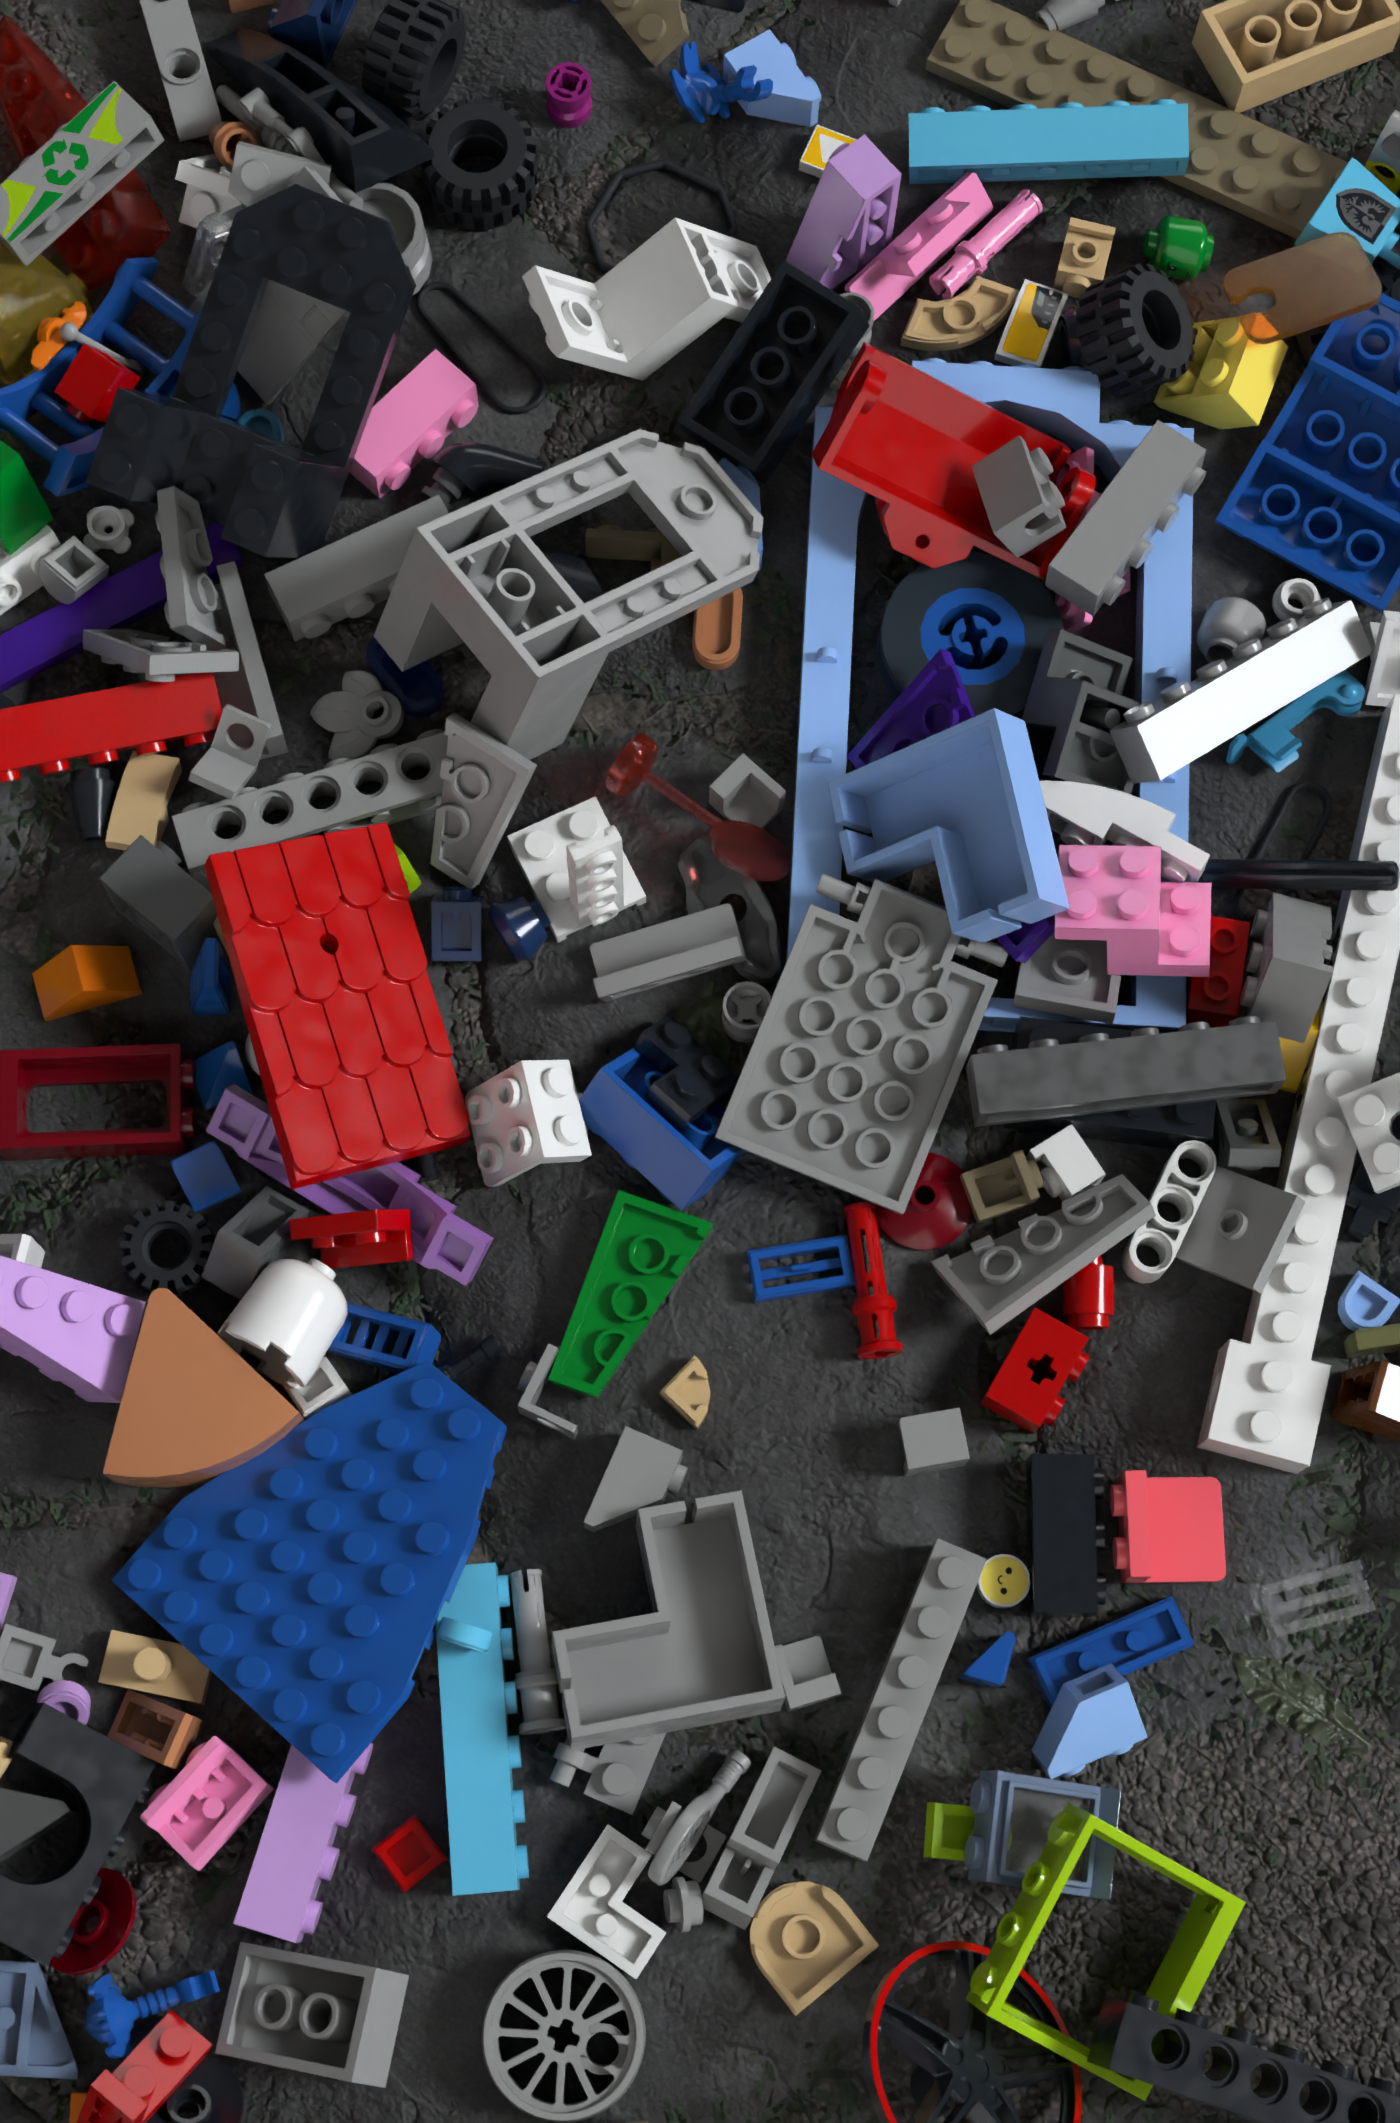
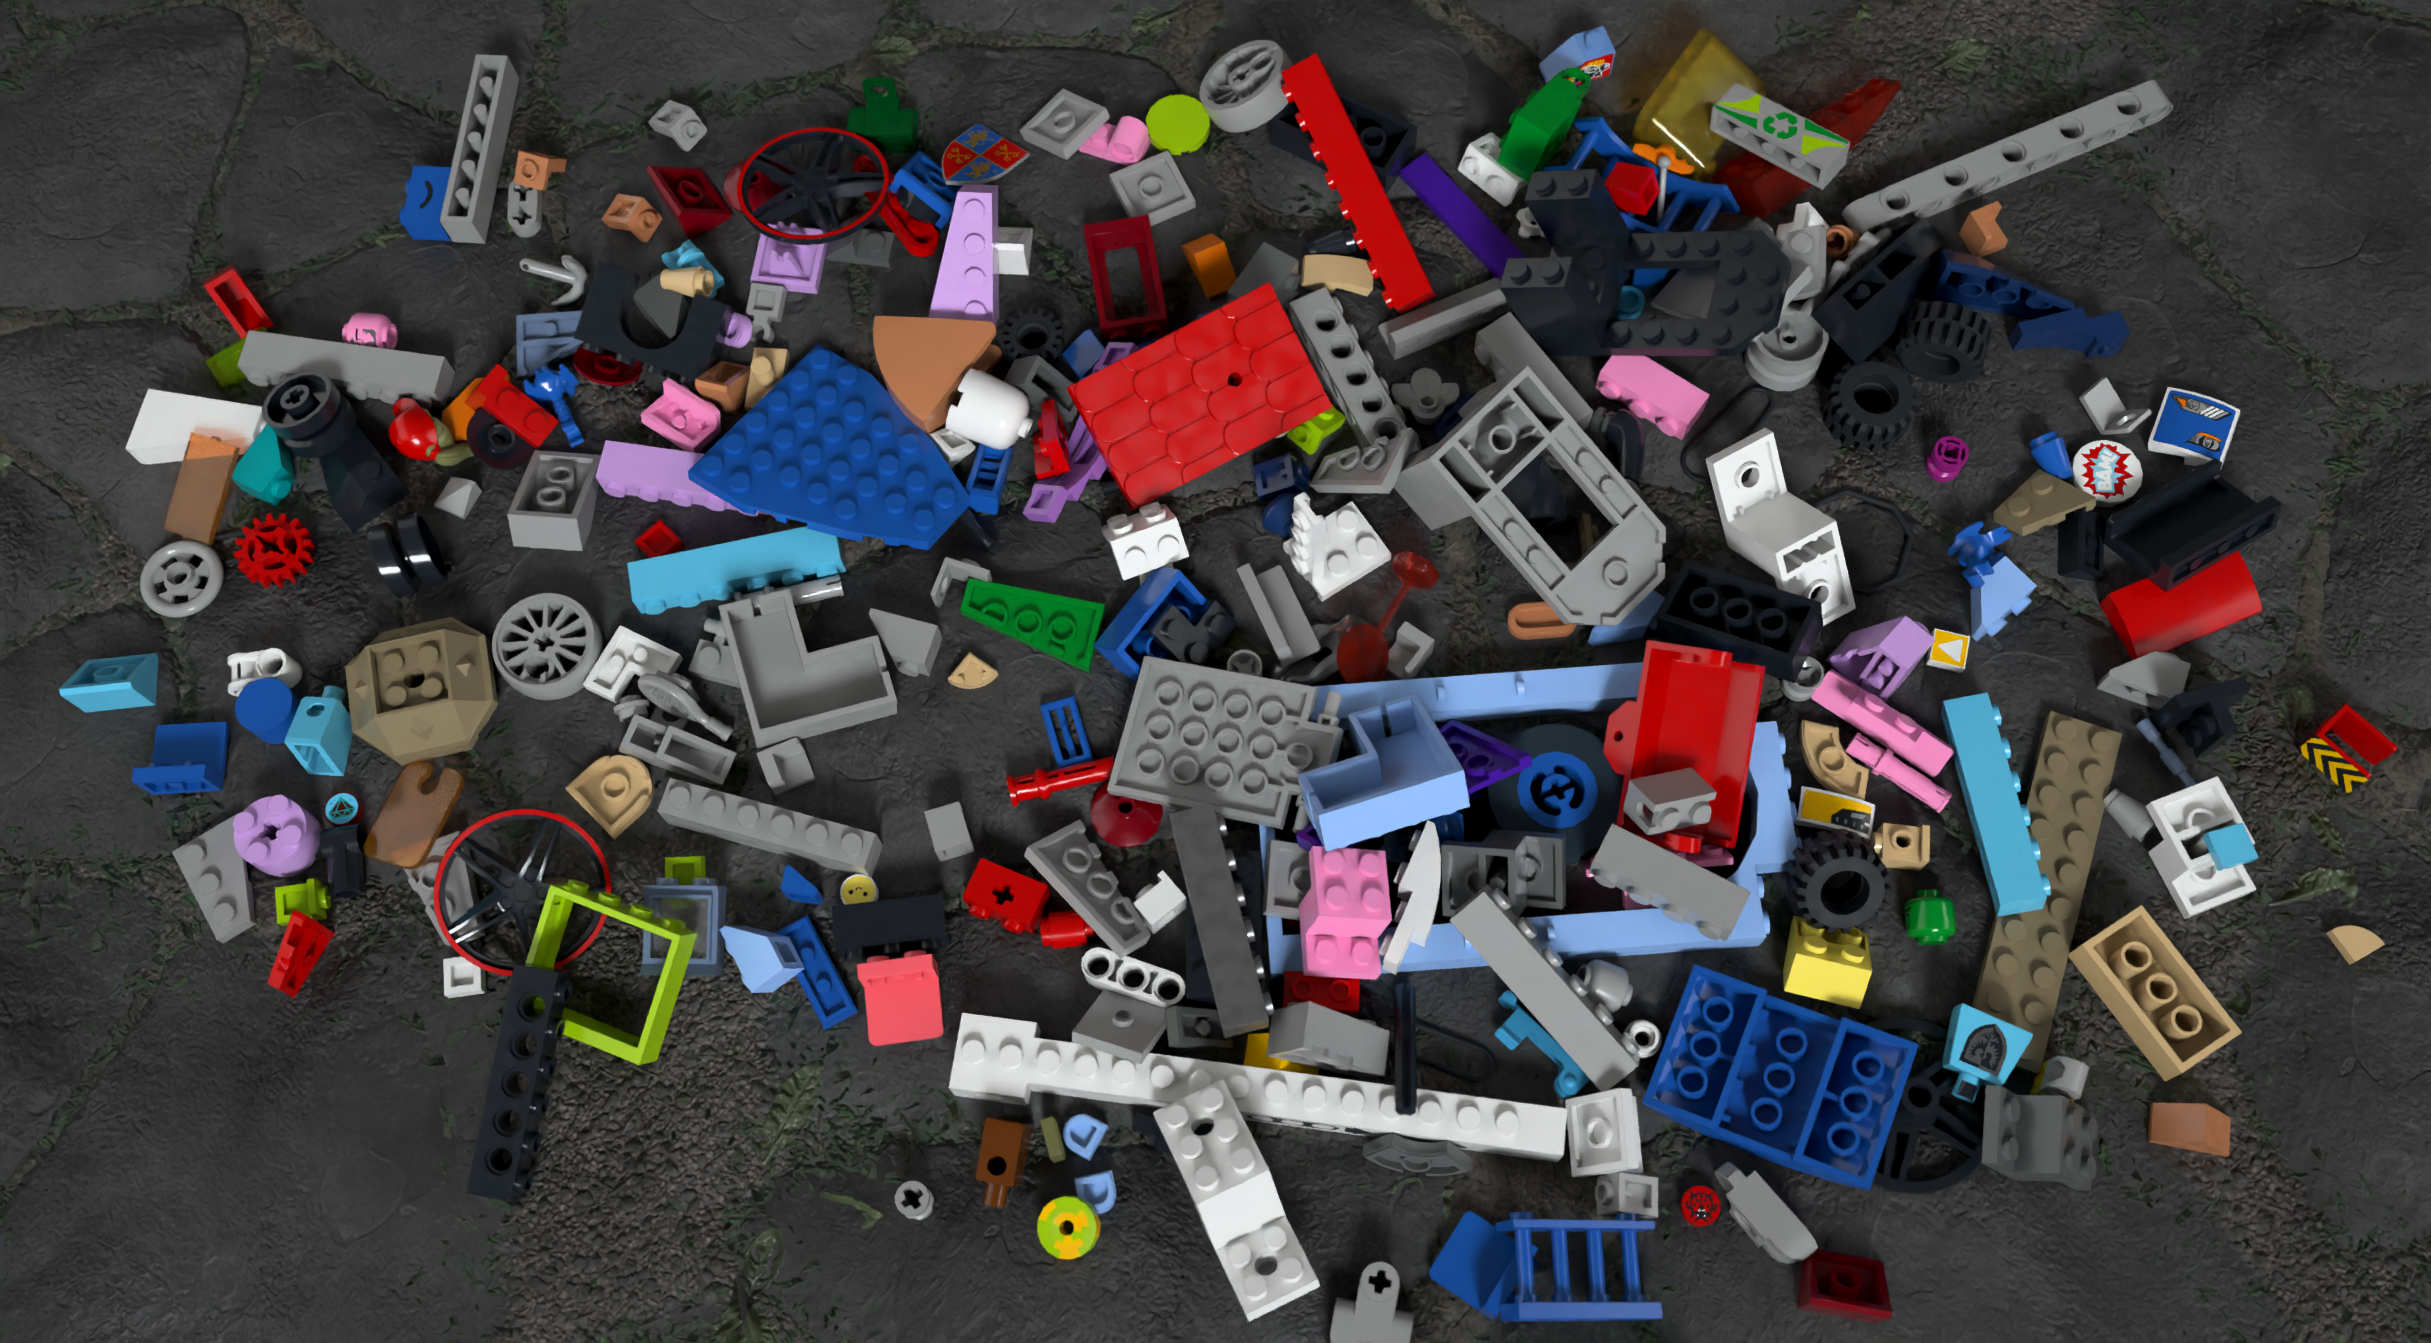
camera: 90 degrees right, 5 degrees down
(71, 571) = (1494, 200): light grey brick -> none
(156, 654) = (1435, 254): light grey wing -> none
(186, 552) = (1481, 267): light grey wing -> none
(226, 765) = (1370, 315): light grey bracket -> none
(464, 1635) = (787, 540): medium azure tile -> none
(1002, 1186) = (1138, 859): dark tan bracket -> none
(1310, 286) = (1904, 1009): clear orange piece -> none
(1358, 1587) = (852, 1084): clear tile -> none

